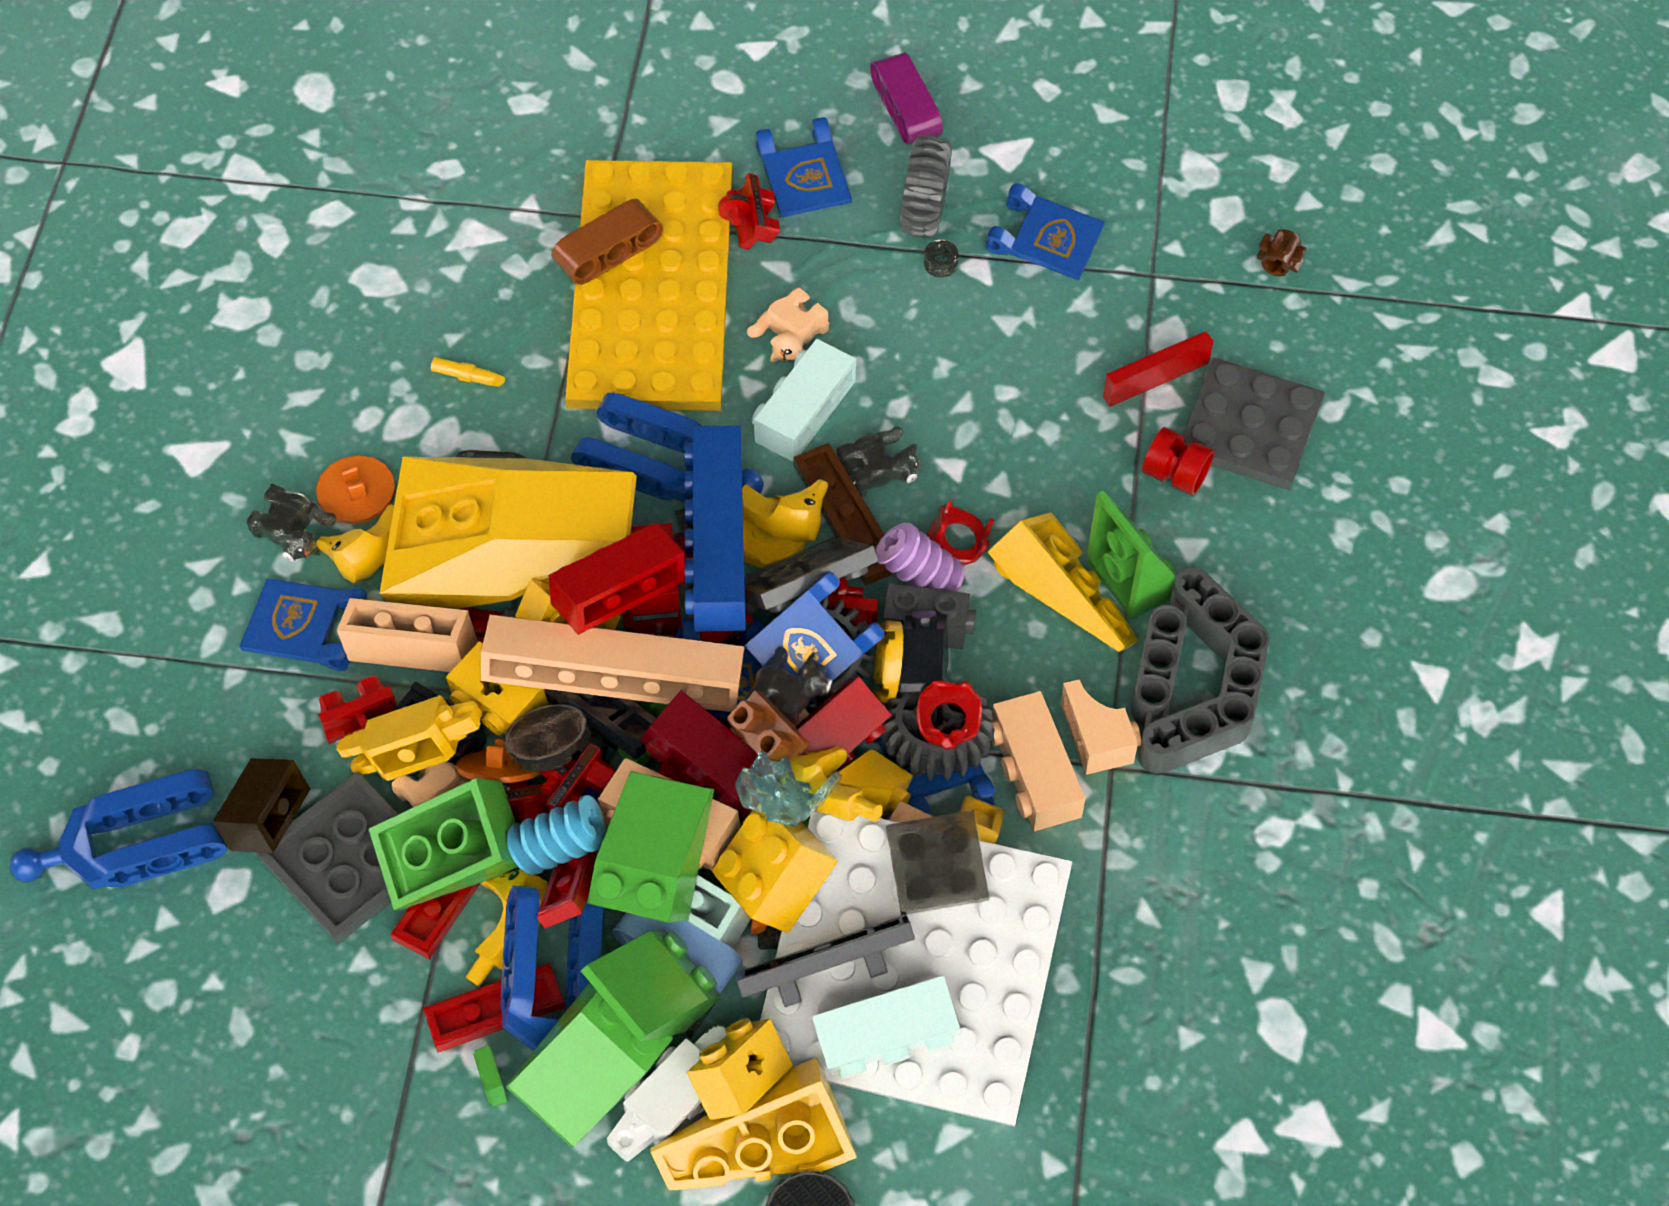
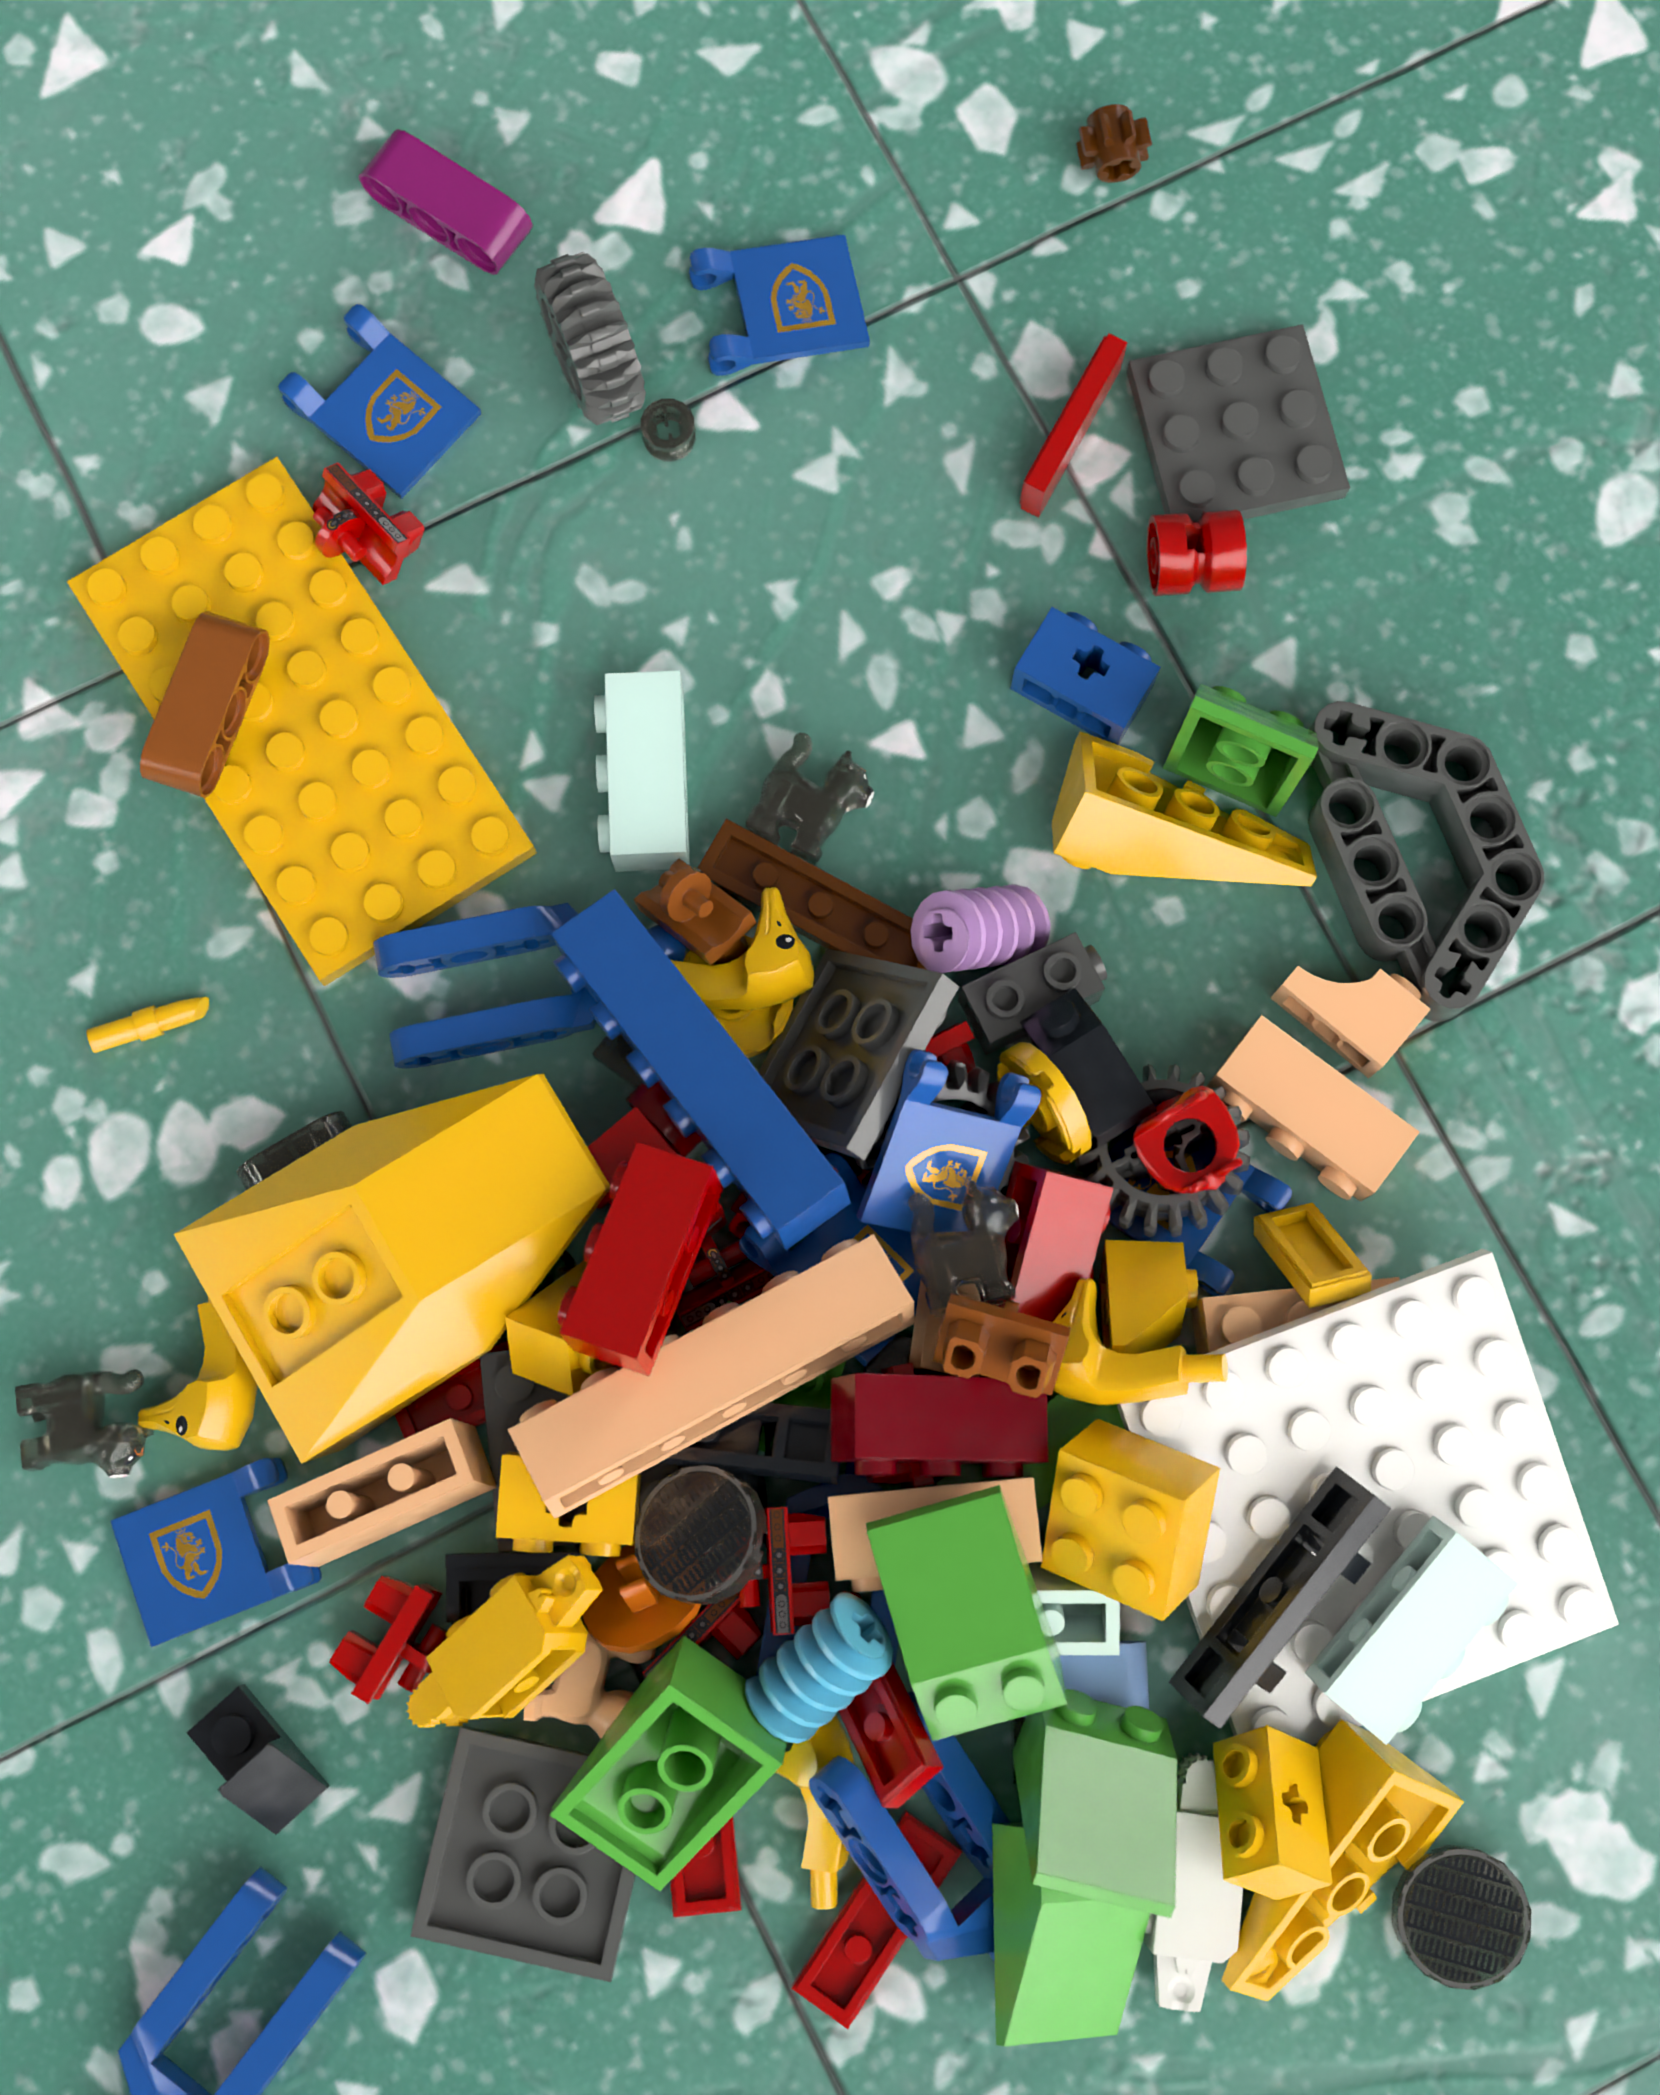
camera: 35 degrees left, 20 degrees up
(246, 727) = (258, 1760): none -> black slope
(261, 805) = (374, 1874): dark brown brick -> none
(356, 489) = (128, 1302): orange piece -> none
(489, 1076) = (950, 2024): bright green tile -> none
(777, 468) = (698, 914): none -> dark orange hips
(777, 793) = (1130, 1437): clear light blue piece -> none
(792, 324) = (545, 663): light nougat animal -> none
(937, 862) = (1342, 1379): clear smoke plate -> none
(952, 515) = (960, 857): red piece -> none
(1069, 484) = (1104, 701): none -> blue brick

